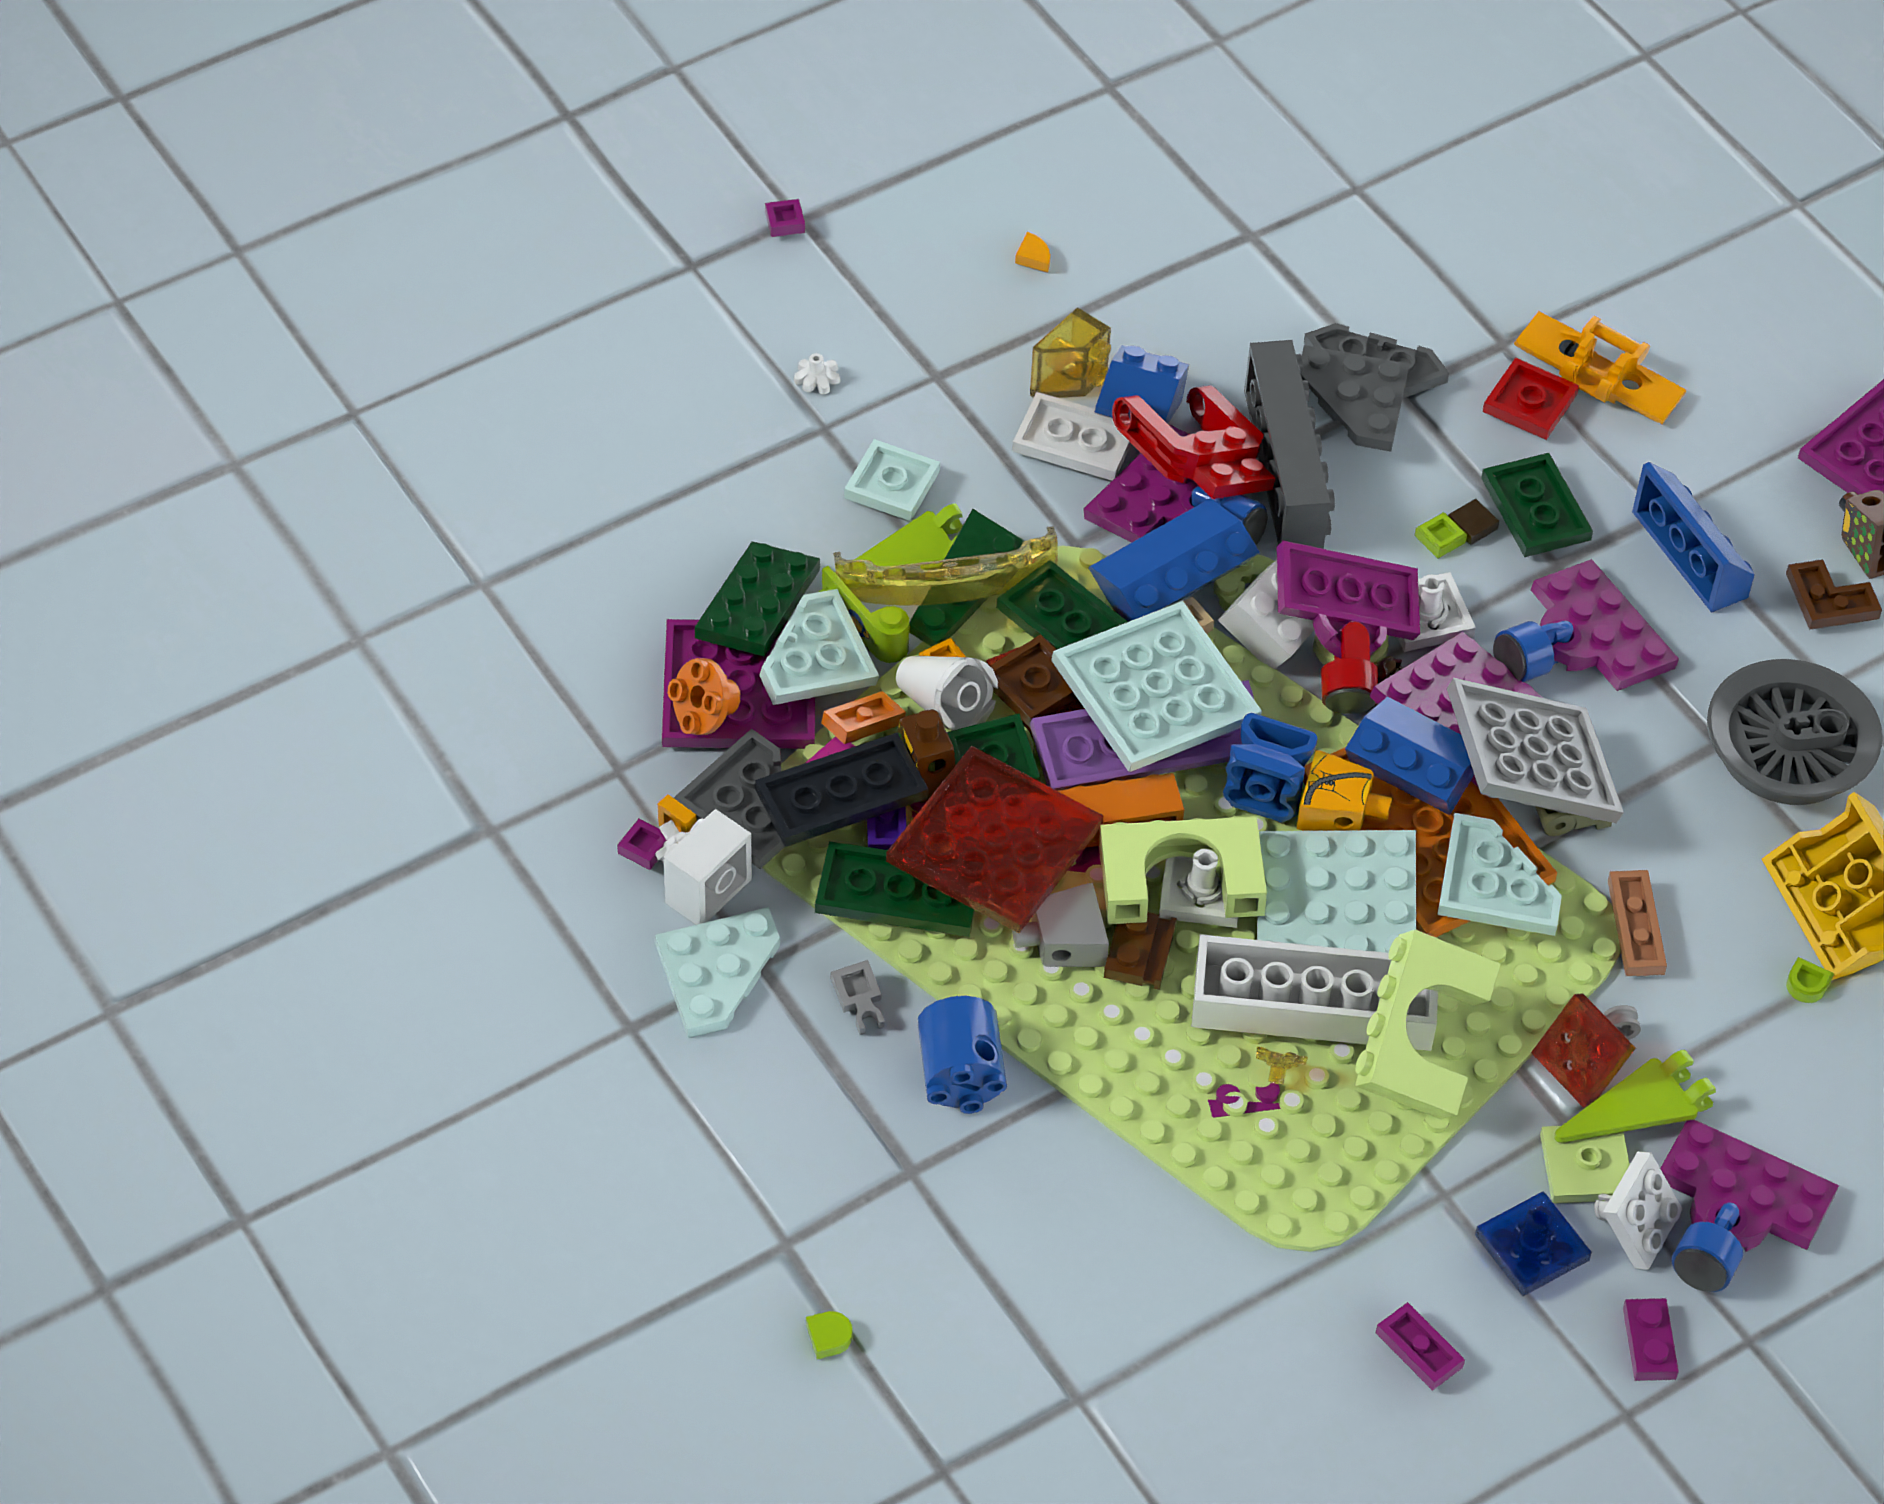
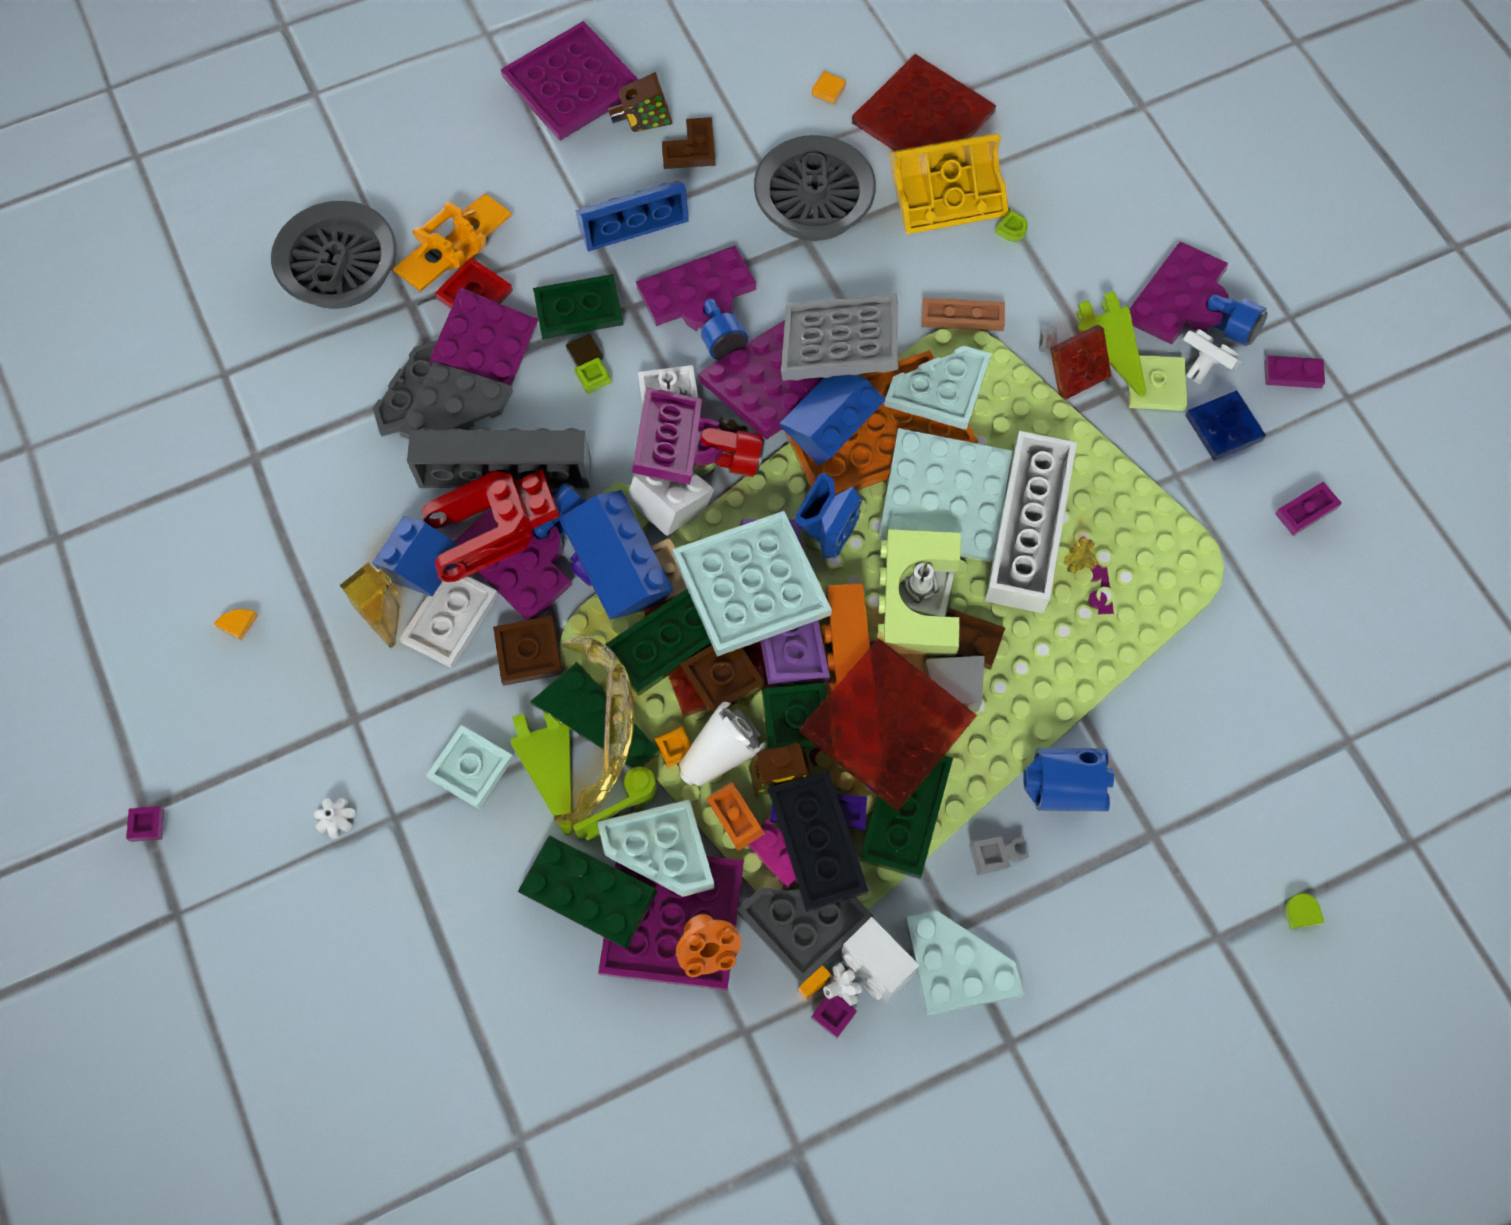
camera: 80 degrees left, 15 degrees up
(1043, 505) = (527, 650): none -> reddish brown plate
(1339, 796) = (863, 470): light orange torso -> none
(1389, 1061) = (1049, 438): yellowish green arch -> none
(1456, 413) = (484, 338): none -> magenta plate
(1528, 257) = (330, 266): none -> dark grey piece

